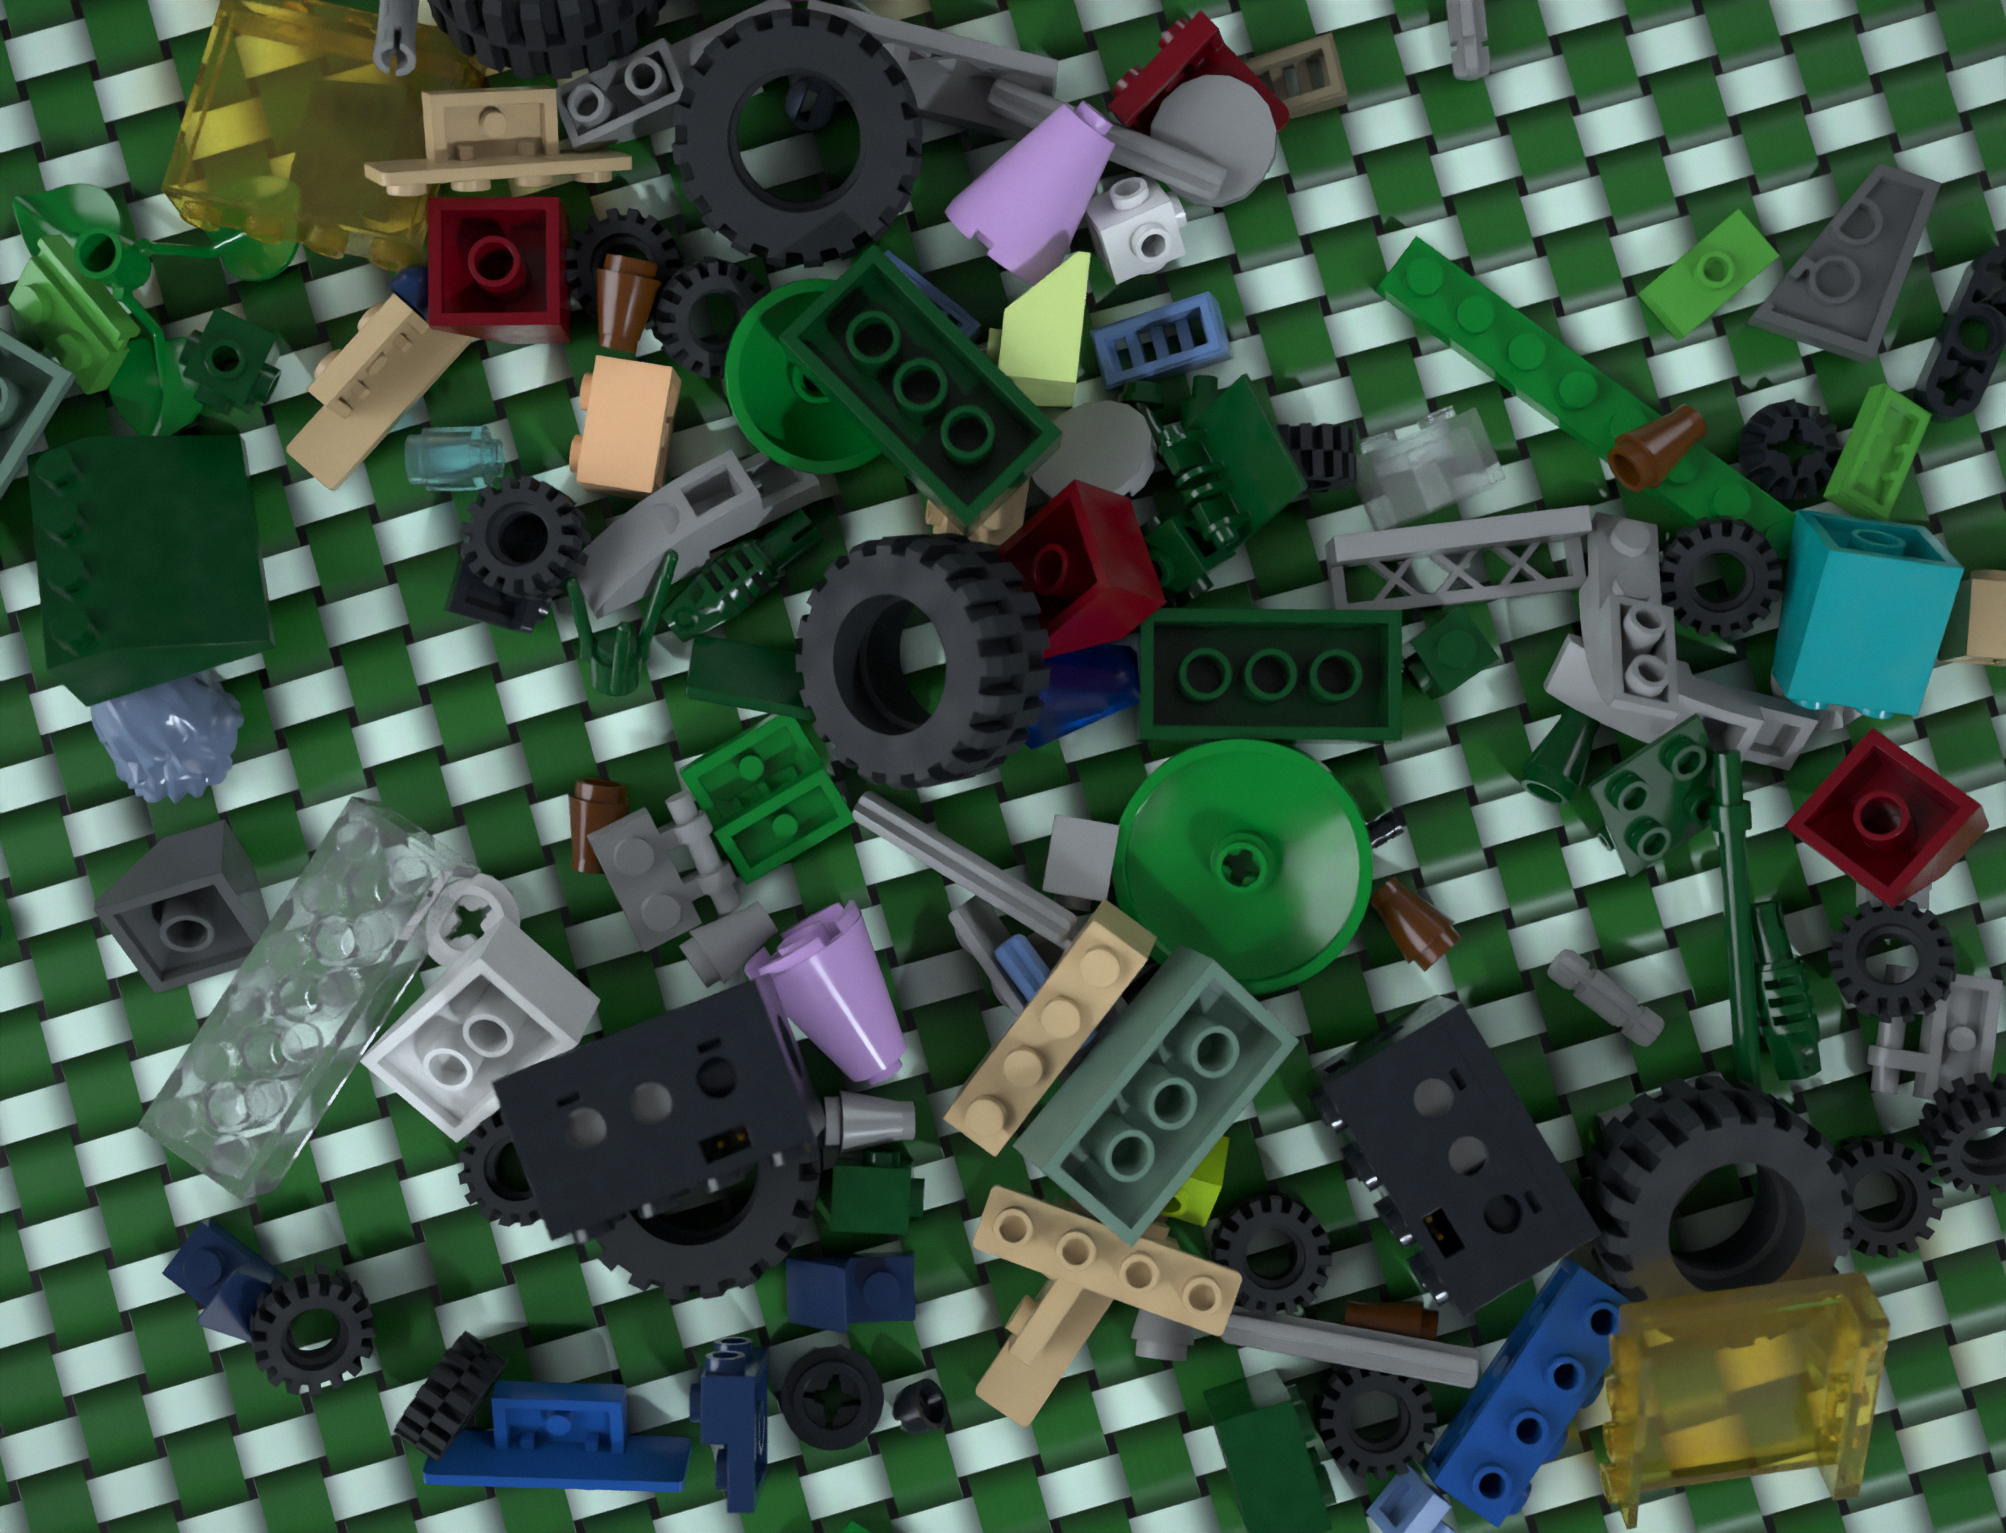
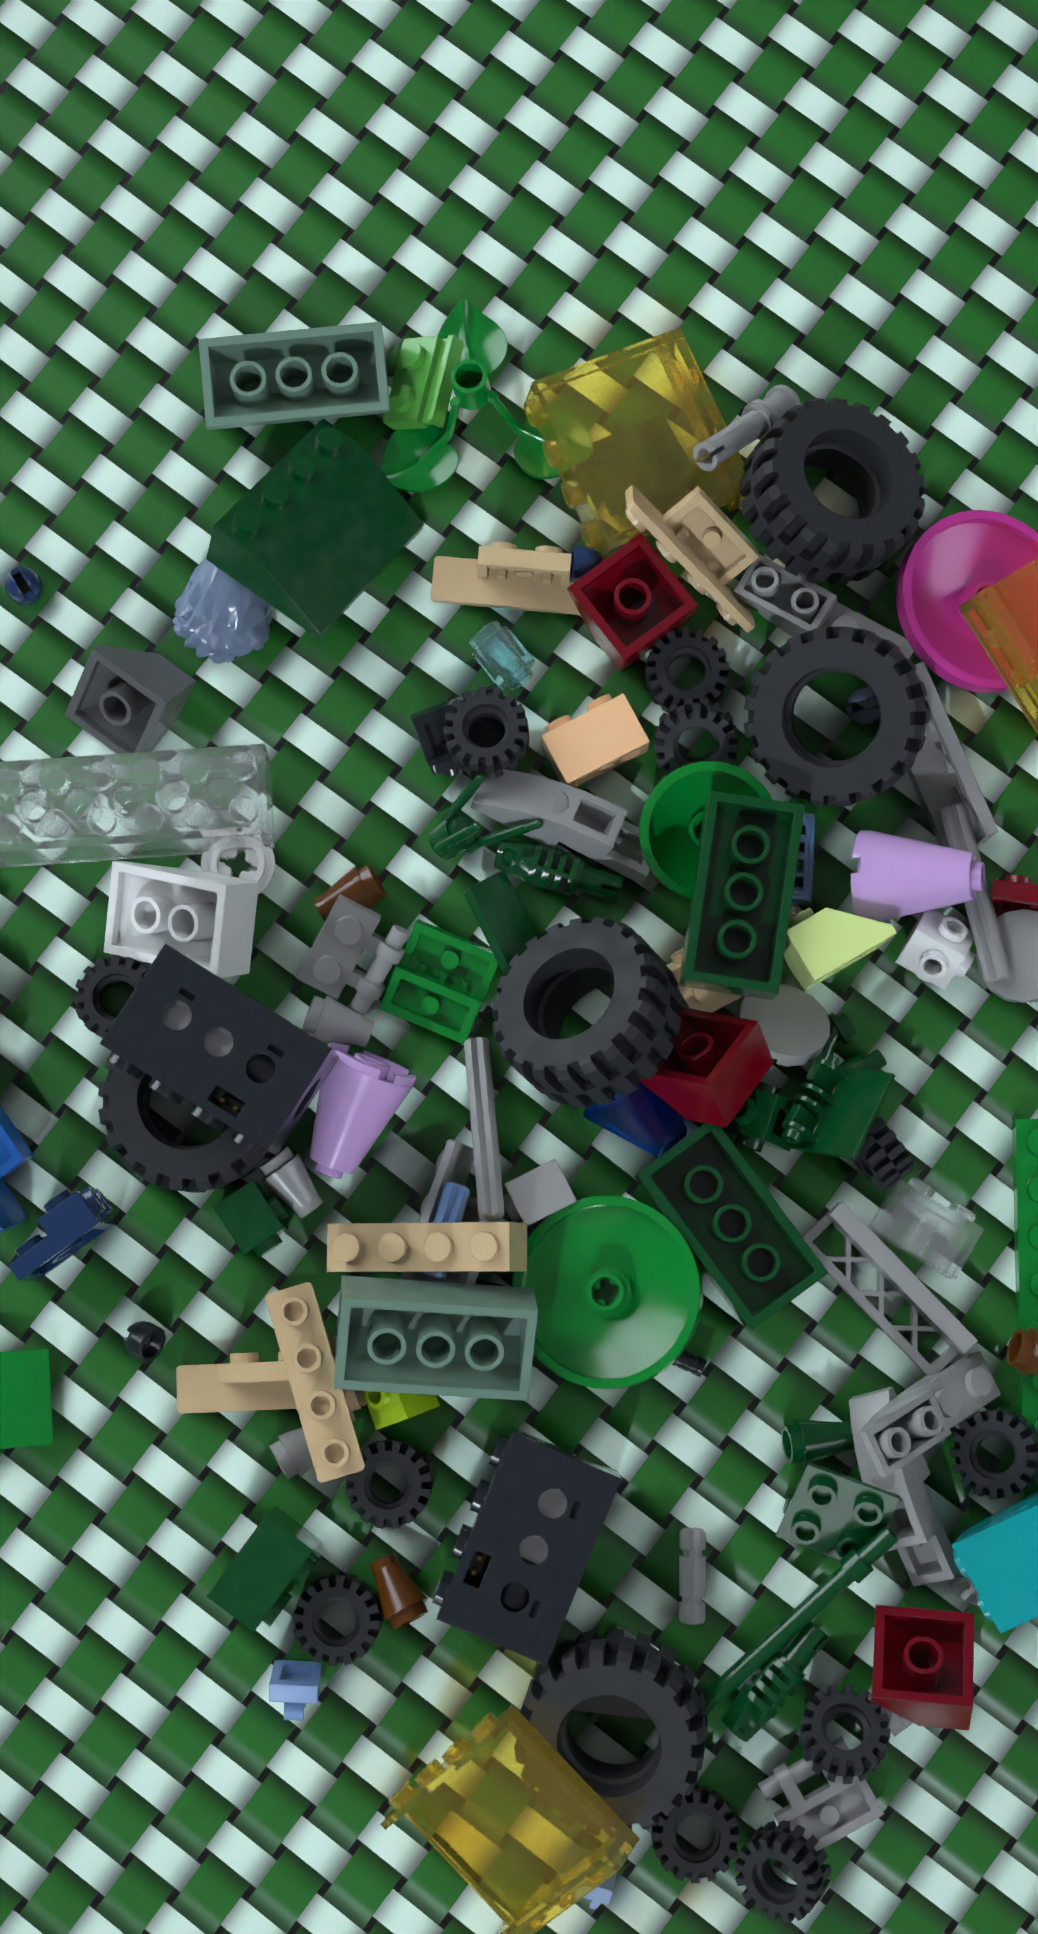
camera: 55 degrees right, 5 degrees down
(229, 341) = (476, 482): dark green brick -> none
(624, 301) = (666, 686): reddish brown cone -> none
(807, 1413) = (92, 1277): black gear -> none
(850, 1288) = (185, 1247): dark blue slope -> none
(1180, 313) = (888, 1039): medium blue slope -> none
(1354, 1347) = (368, 1571): light grey axle -> none
(1414, 924) = (649, 1427): reddish brown cone -> none
(1446, 654) = (824, 1321): dark green brick -> none
(1529, 1395) = (414, 1705): blue brick -> none

